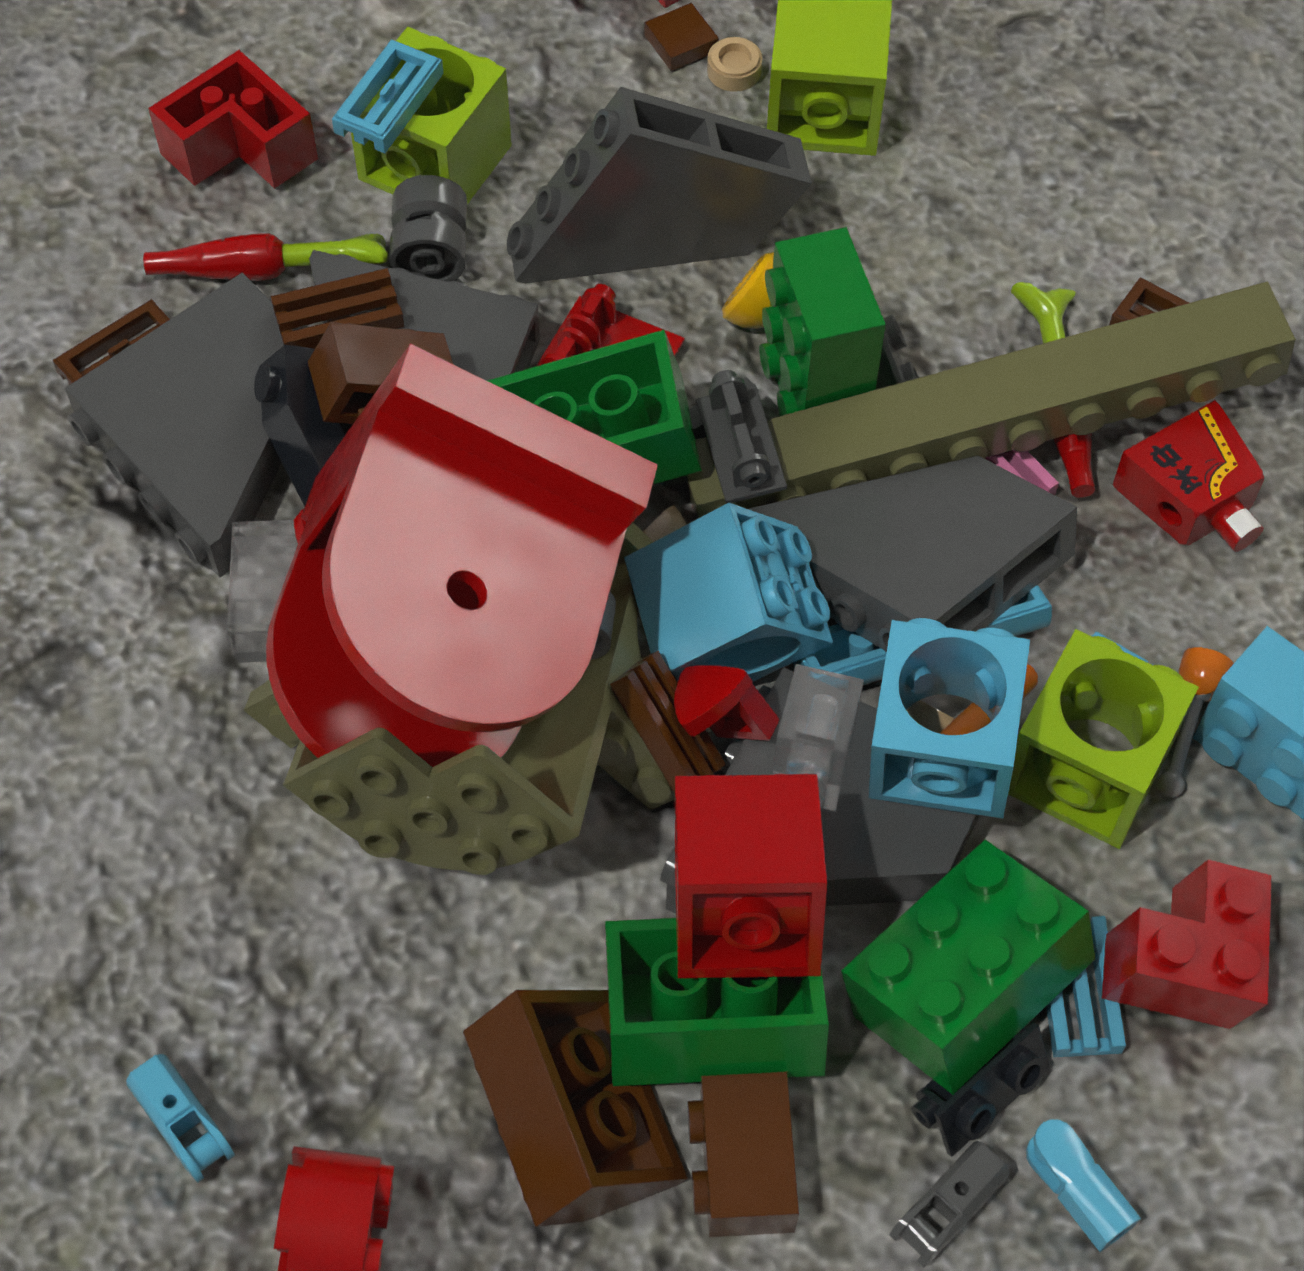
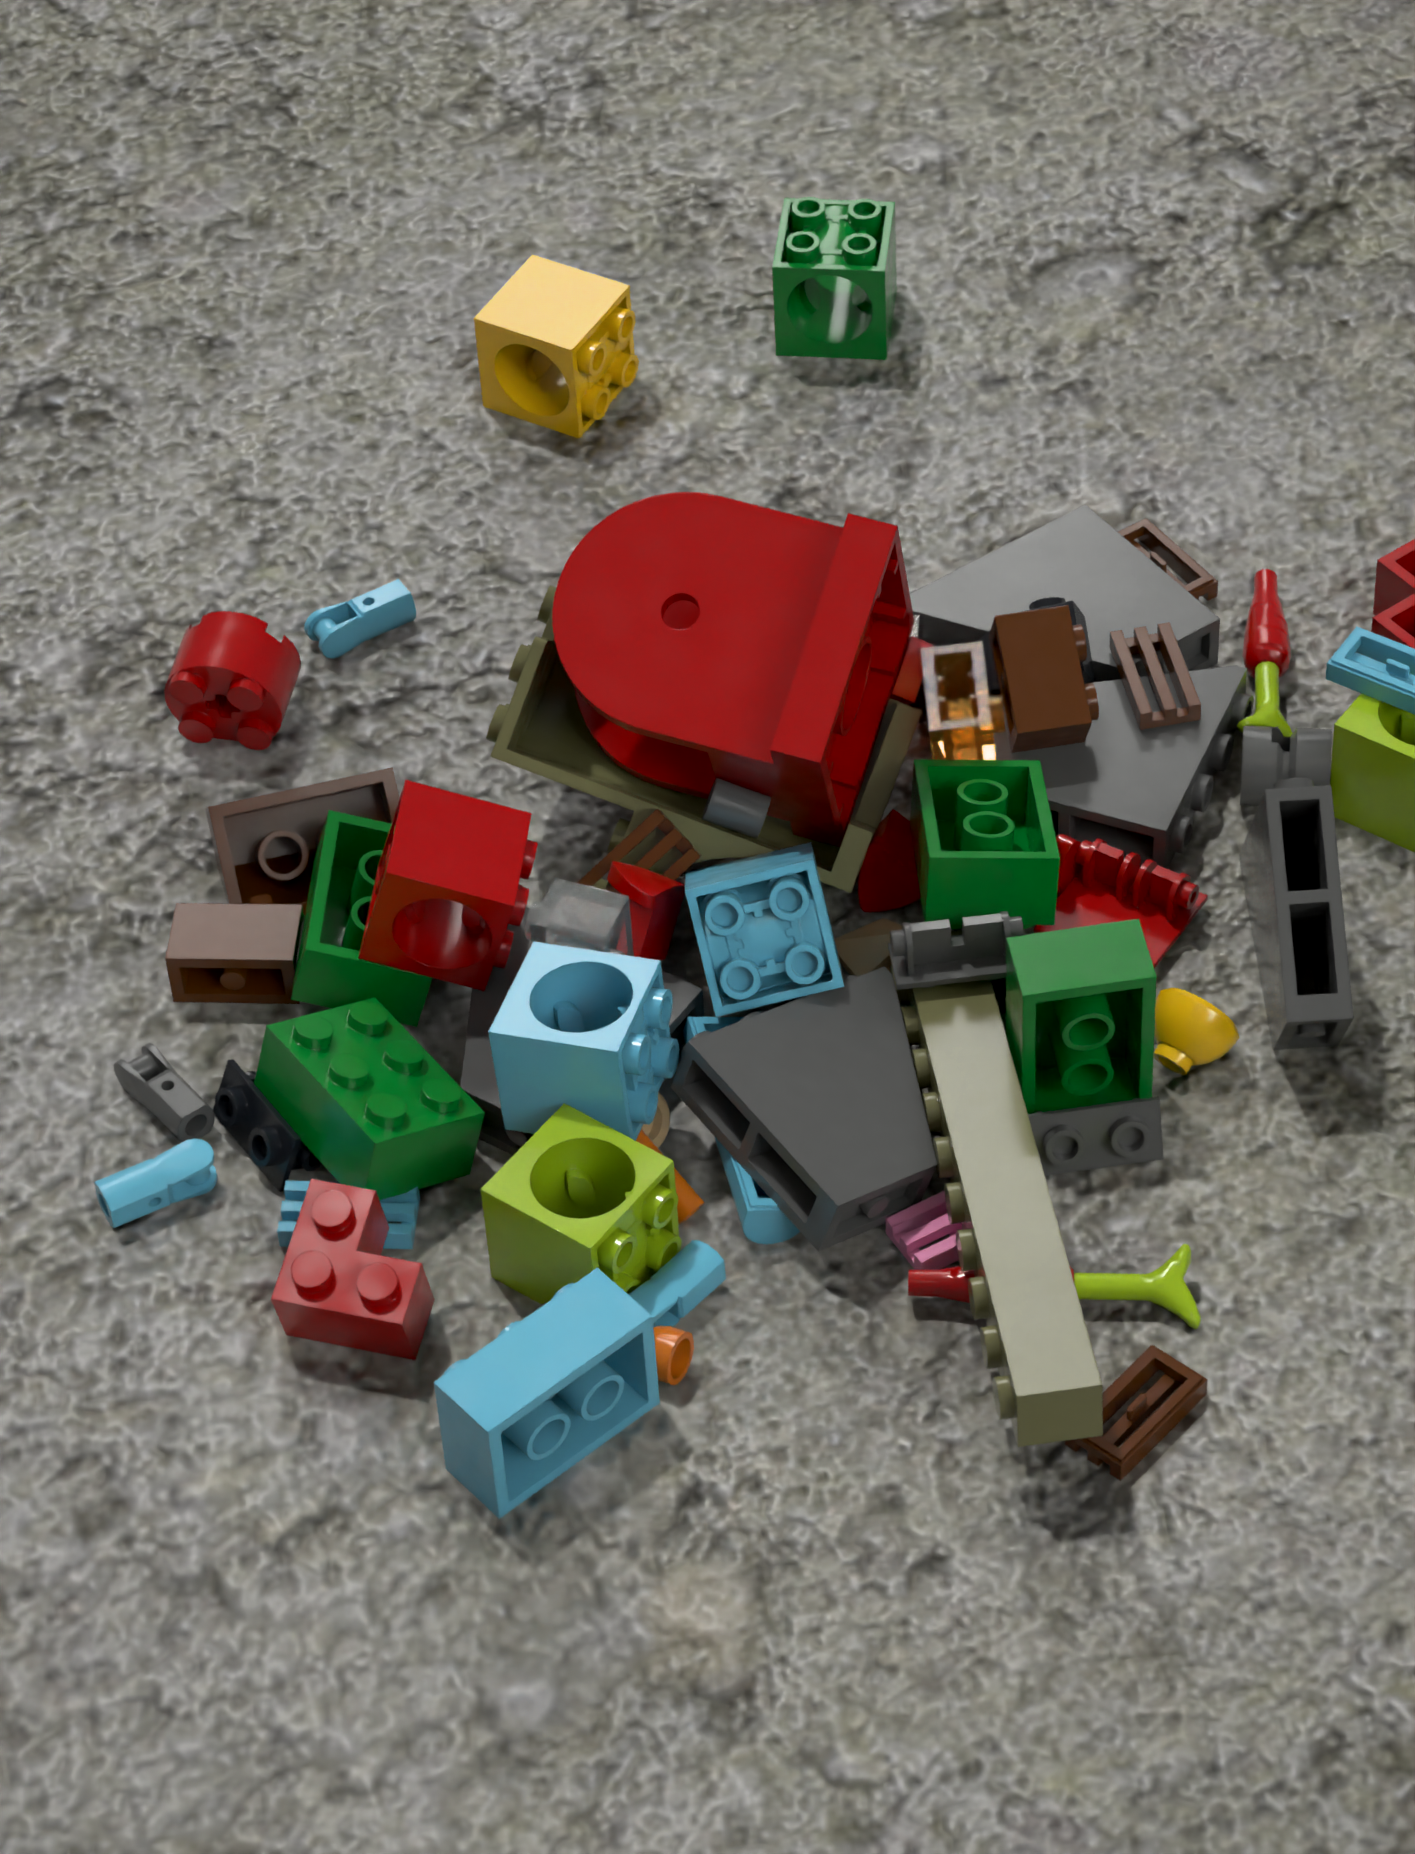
camera: 100 degrees right, 15 degrees down
(1195, 479) = (909, 1379): red torso -> none

